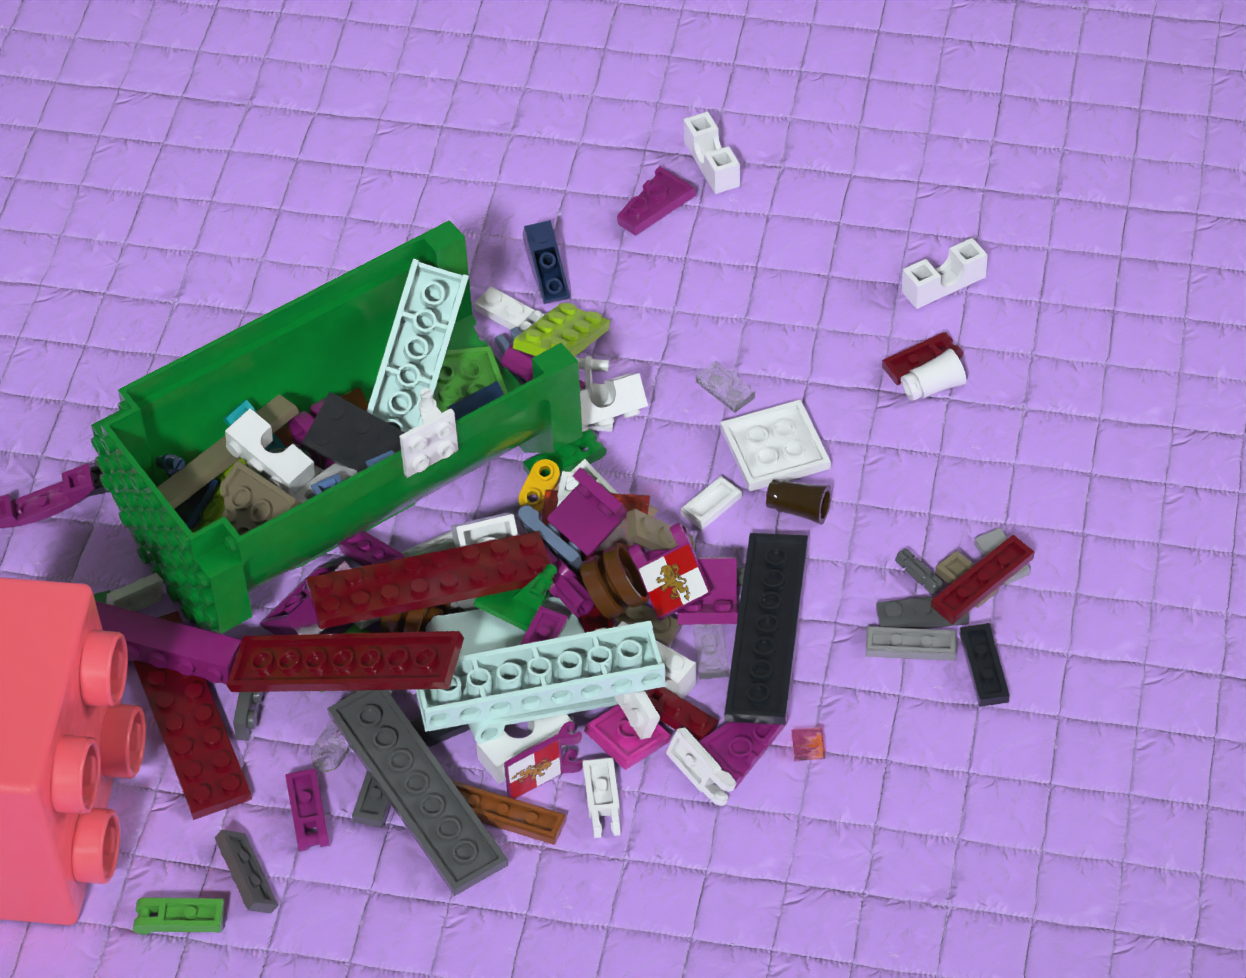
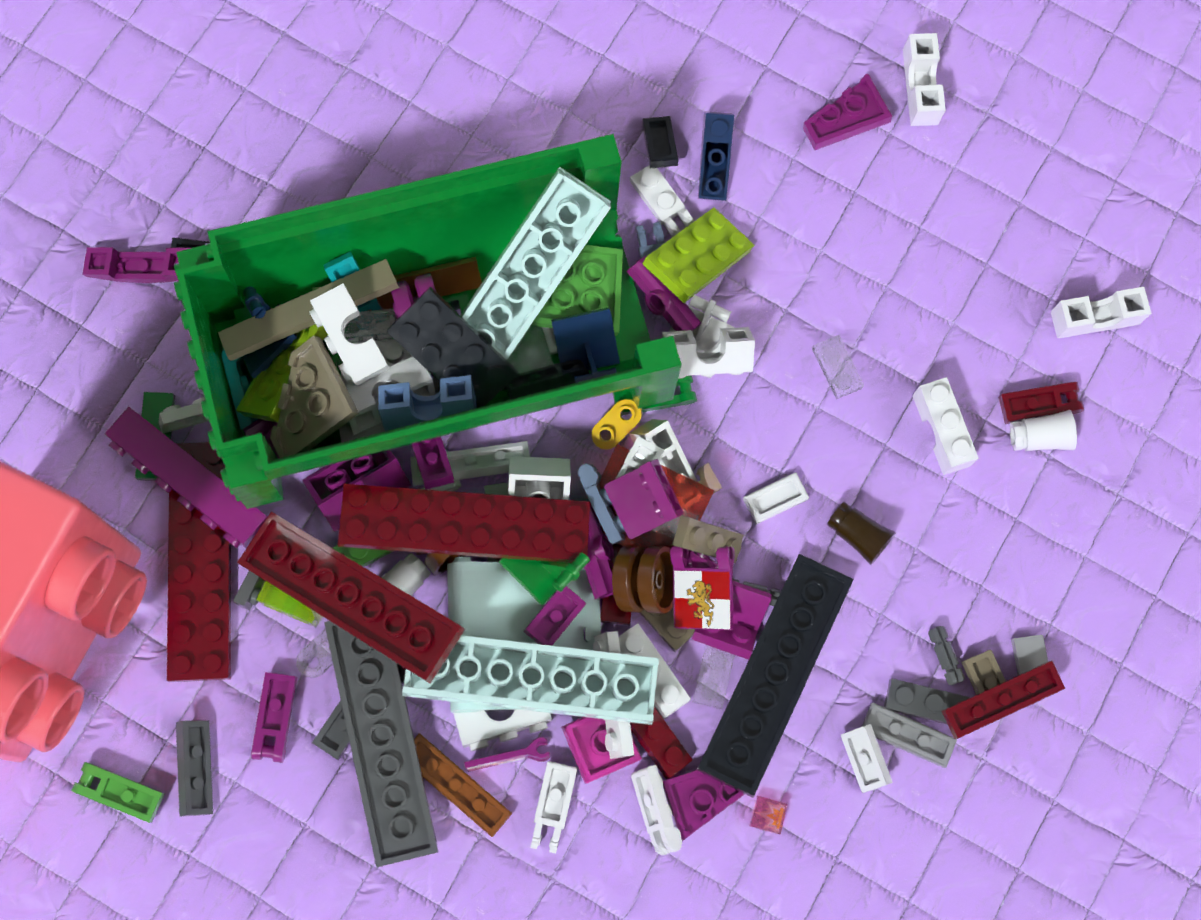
camera: 10 degrees right, 25 degrees up
(285, 714) = (283, 603): none -> clear neon green slope
(431, 440) = (509, 406): white plate -> none
(491, 269) = (660, 142): none -> black tile
(775, 445) = (861, 455): white plate -> none
(856, 409) = (953, 443): none -> white arch
(879, 668) = (866, 758): none -> white plate
(984, 665) = (968, 790): black plate -> none

